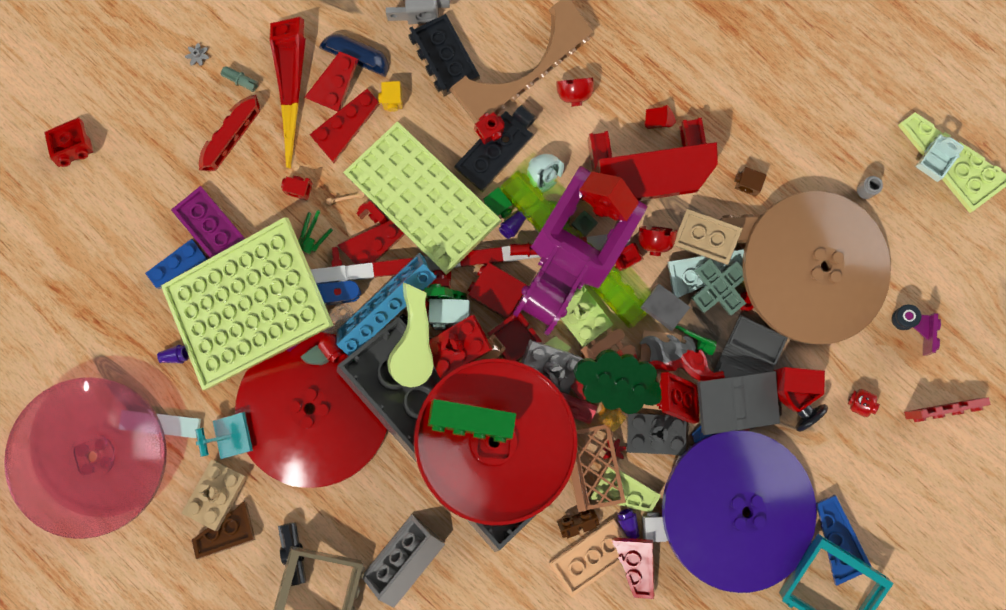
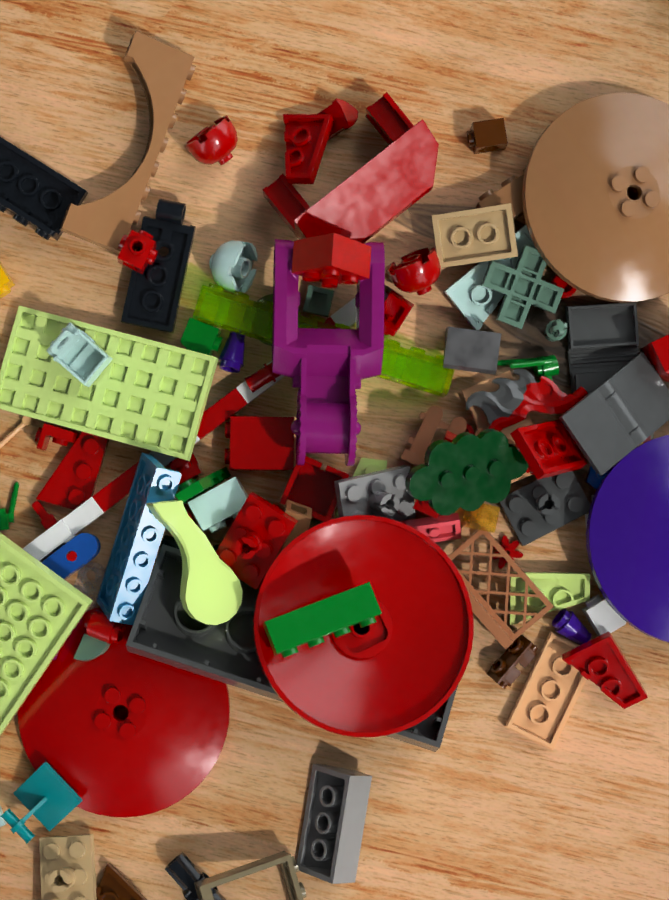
camera: 30 degrees left, 5 degrees up
(416, 170) = (79, 354): none -> light aqua piece
(585, 317) = (385, 415): yellowish green plate -> none
(631, 122) = (305, 145): none -> red wing
(726, 326) = (555, 330): none -> sand green axle
(869, 187) = (634, 62): light grey brick -> none

